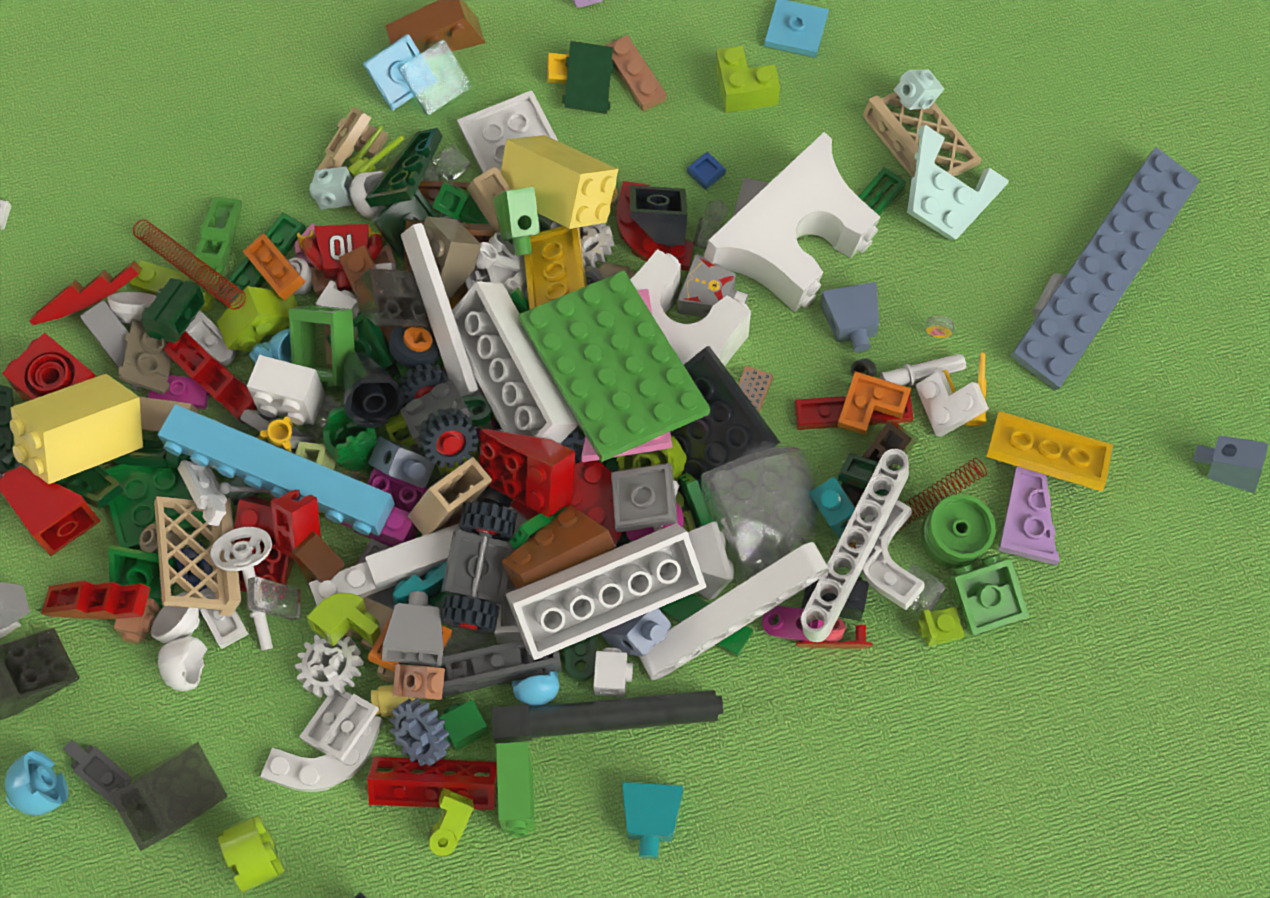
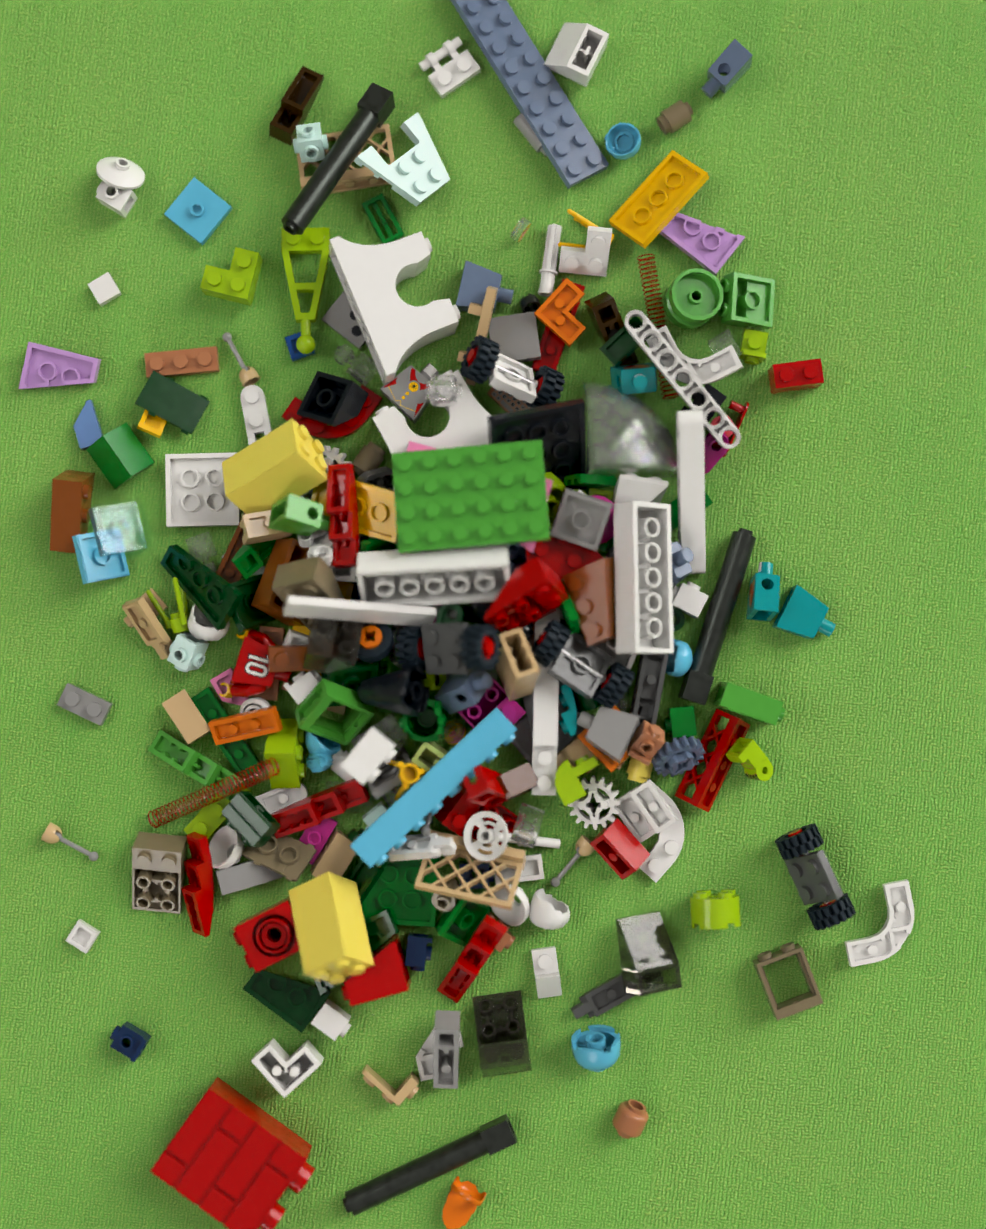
camera: 70 degrees left, 20 degrees up
(86, 251) = (158, 872): none -> dark tan slope
(86, 543) = (418, 951): none -> dark blue brick
(91, 144) = (54, 834): none -> hinge
(105, 699) = (546, 972): none -> white slope
(240, 122) = (84, 704): none -> light grey plate
(261, 213) = (186, 717): none -> tan hinge
(273, 677) = (582, 848): none -> hinge
(285, 714) = (620, 849): none -> red brick
(513, 54) = (120, 455): none -> green slope
(528, 18) = (87, 426): none -> medium blue tile
(544, 257) = (343, 512): none -> red slope
(622, 152) = (255, 412): none -> white plate
(650, 134) = (247, 374): none -> hinge
(654, 753) = (763, 603): none -> teal torso
(718, 298) = (443, 390): none -> clear head
(773, 367) = (509, 375): none -> plate
(803, 327) = (485, 312): none -> tan hinge
(811, 124) = (311, 241): none -> lime plate
(817, 368) = (516, 336): none -> light grey tile
(929, 684) = (795, 376): none -> red brick
(955, 67) = (296, 105): none -> dark brown slope
(986, 135) = (372, 112): none -> pearl dark grey brick
(1069, 199) = (455, 72): none -> white plate
(1092, 389) = (623, 141): none -> medium azure hair
(1150, 432) = (674, 117): none -> dark tan brick
(1162, 306) = (577, 51): none -> white slope

